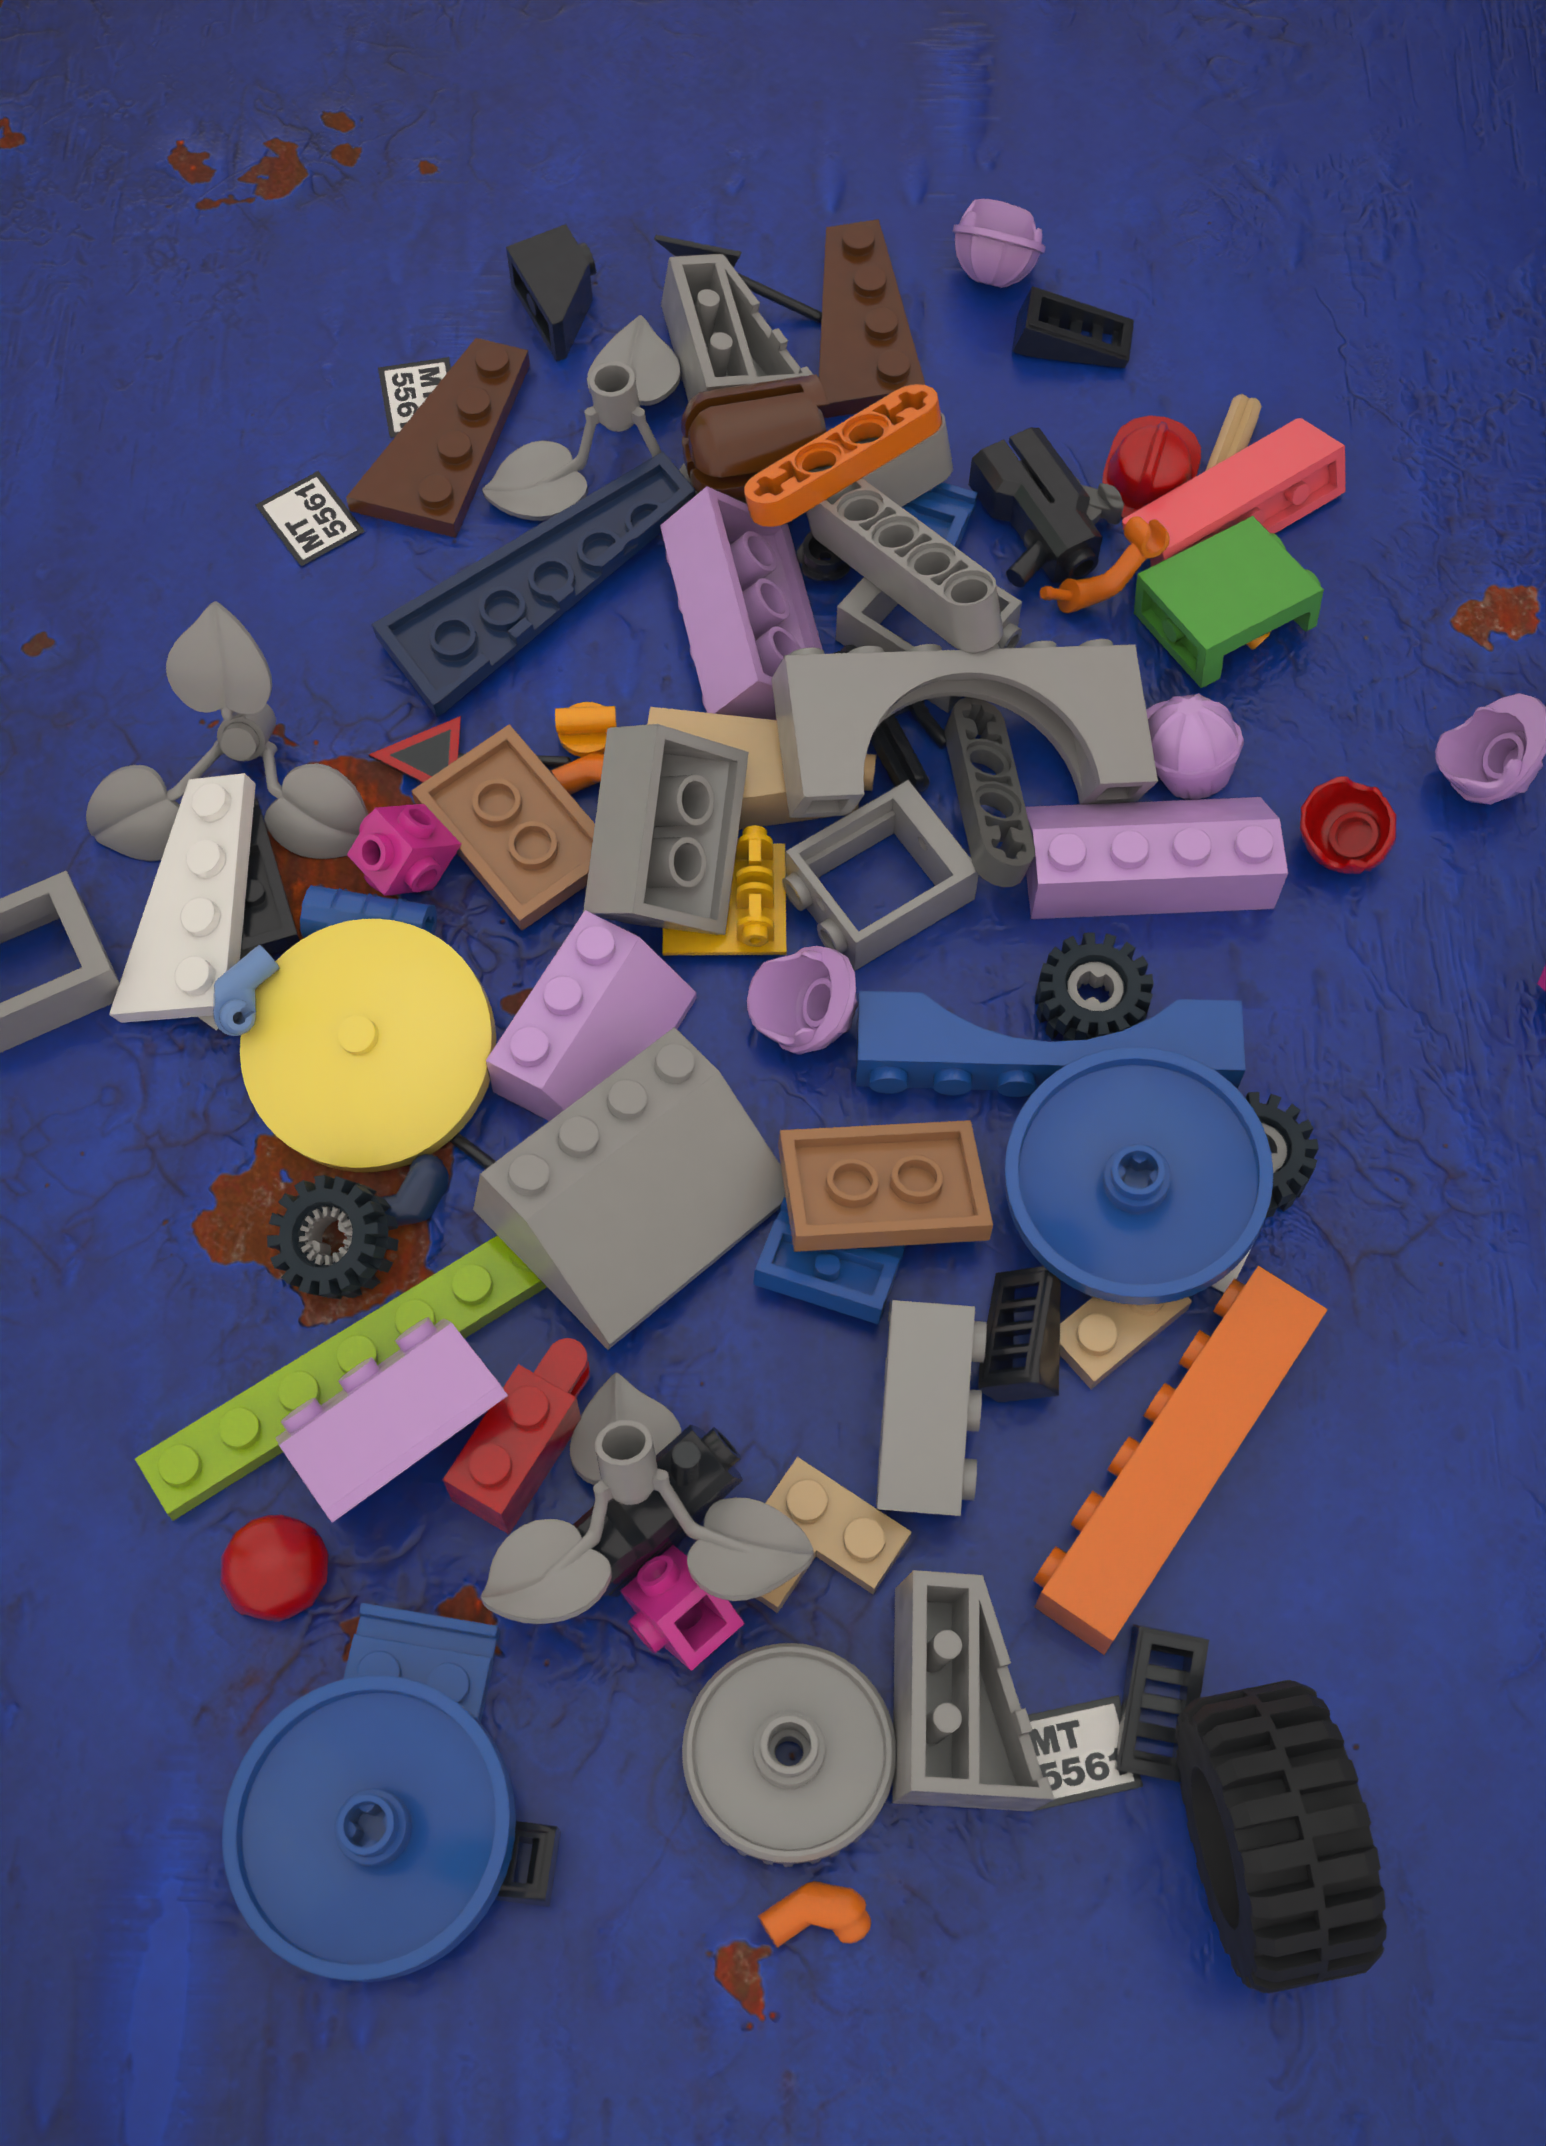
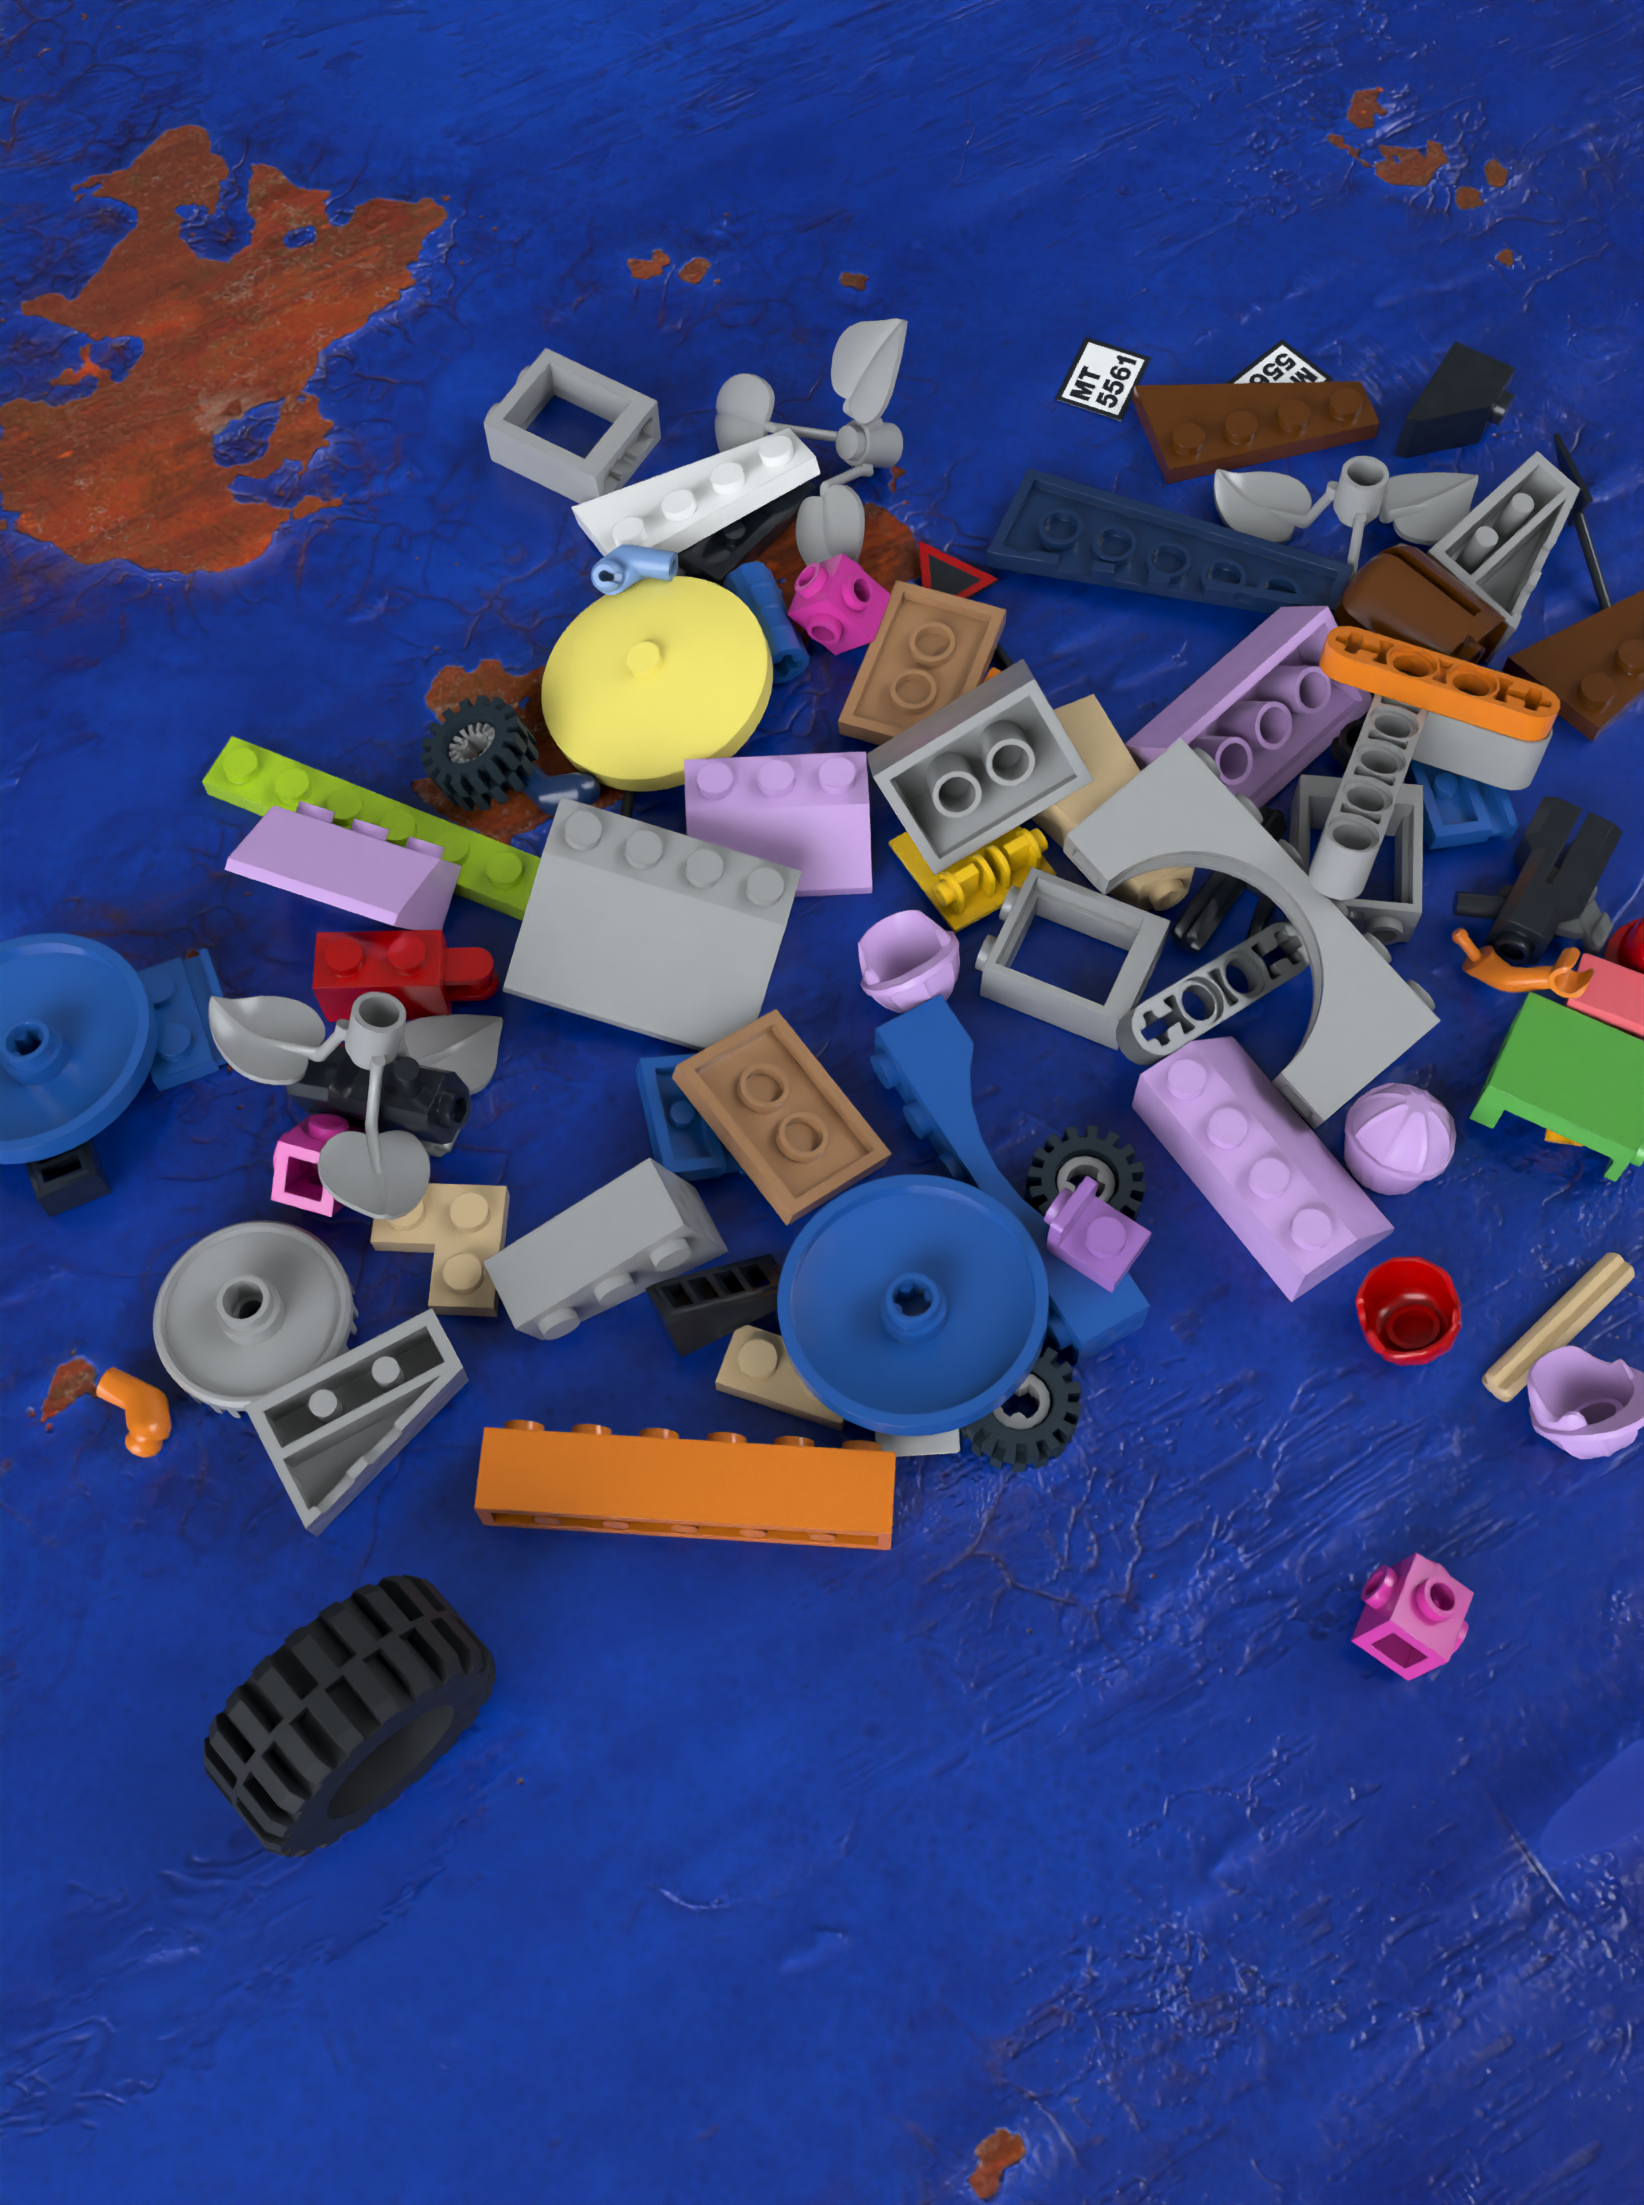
camera: 60 degrees right, 0 degrees up
(274, 1567) = (194, 877): red hair -> none
(584, 727) = (1055, 667): light orange plate -> none
(1079, 1751) = (384, 1539): sticker -> none
(1138, 1669) = (517, 1563): black slope -> none
(1164, 1002) = (1093, 1235): none -> medium lavender bracket
(1409, 739) = (1559, 1324): none -> tan axle

